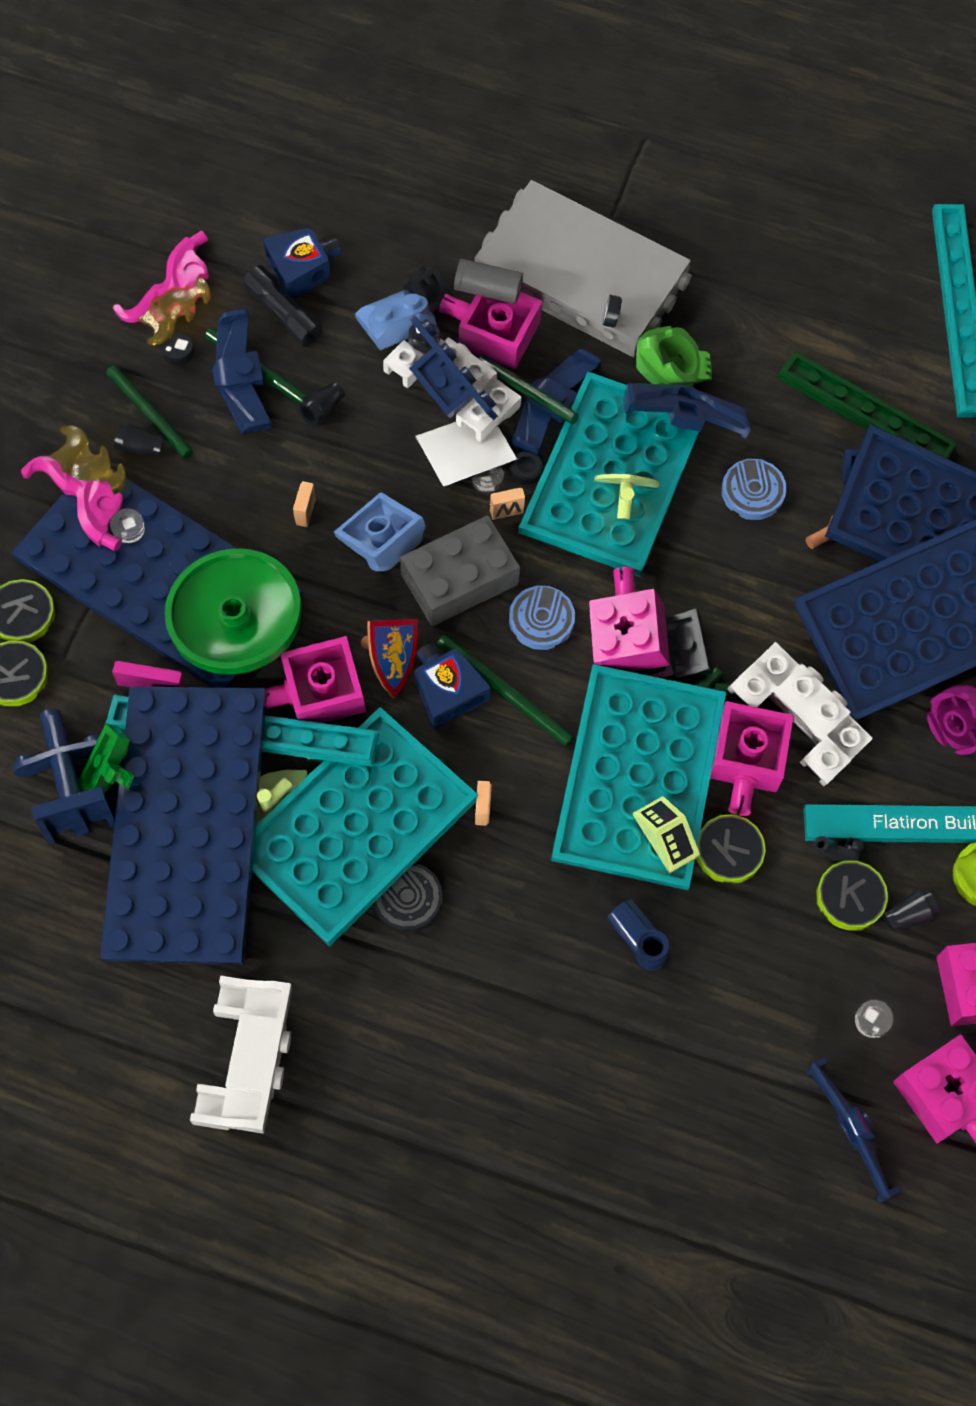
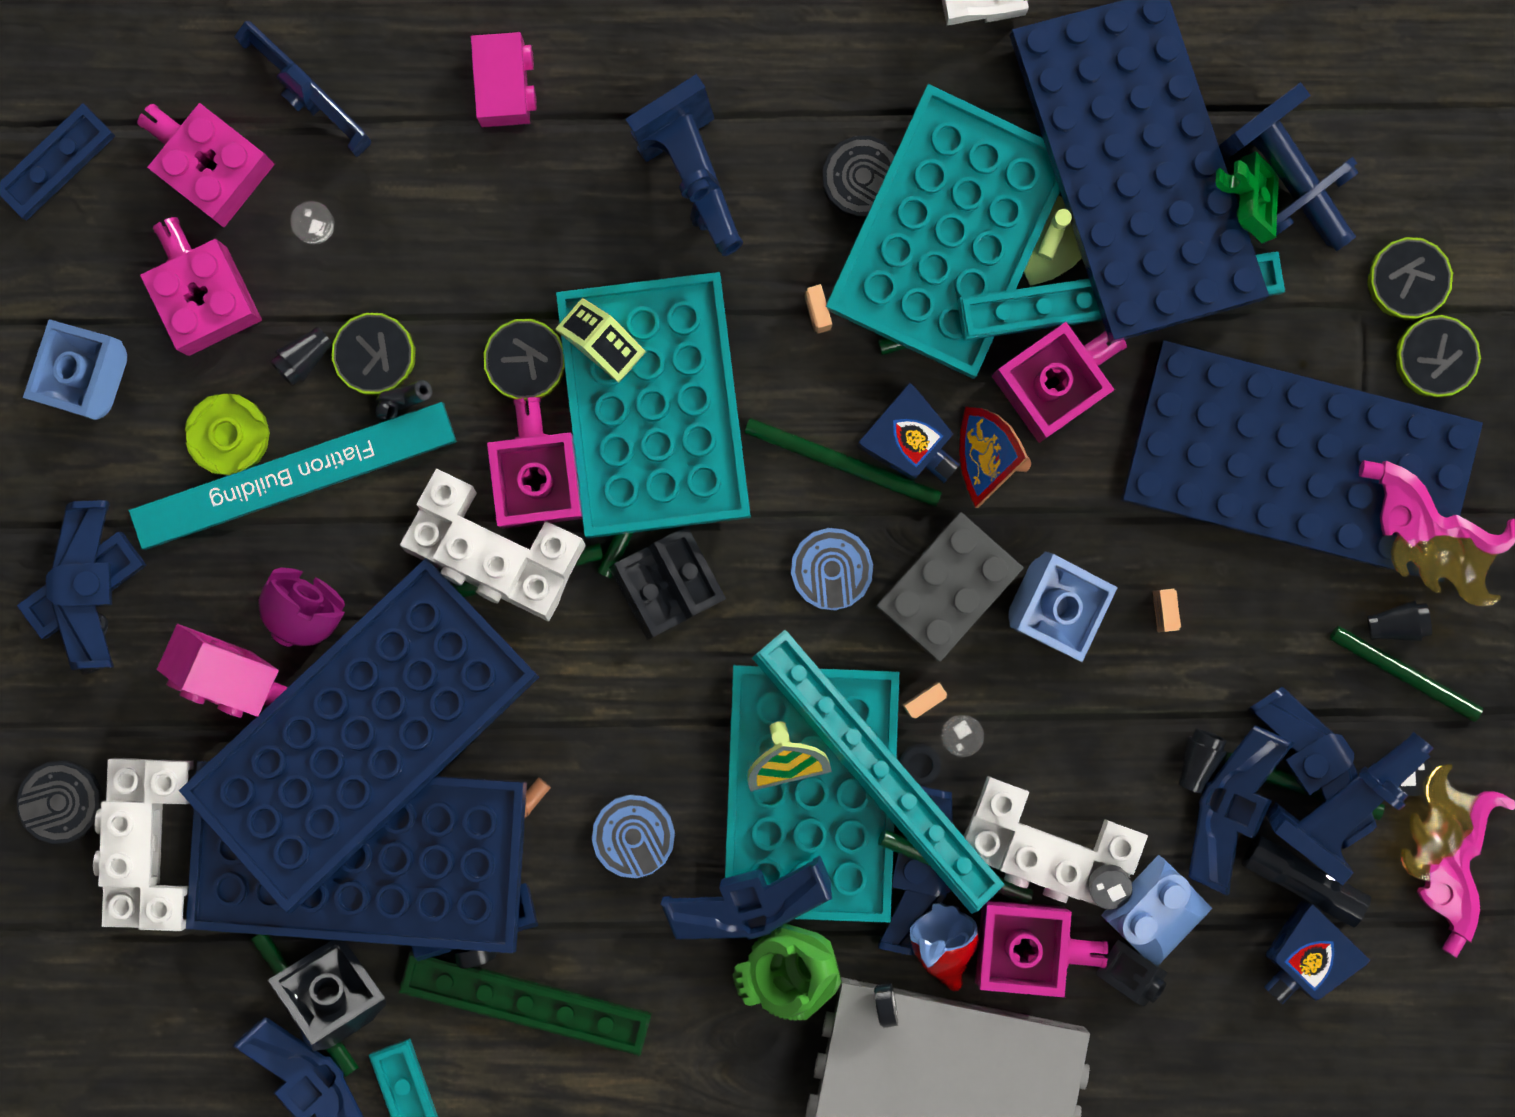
camera: 160 degrees right, 20 degrees up
(127, 525) = (1362, 499): clear tile -> none
(139, 675) = (1253, 323): dark pink tile -> none
(233, 611) = (1189, 422): green dish -> none
(265, 319) = (1324, 830): none -> dark blue piece
(311, 365) = (1233, 807): none -> dark blue plate
(443, 379) = (1061, 828): dark blue bracket -> none
(458, 454) = (1005, 748): white sticker -> none
(488, 281) = (1057, 983): dark grey pin -> none
(548, 966) = (672, 127): none -> dark blue piece
(553, 347) = (945, 943): none -> medium blue hat
(562, 464) = (878, 772): none -> teal tile
(629, 627) = (733, 595): brick -> none
(639, 932) = (597, 222): dark blue piece -> none
(680, 1076) = (501, 79): none -> dark pink brick

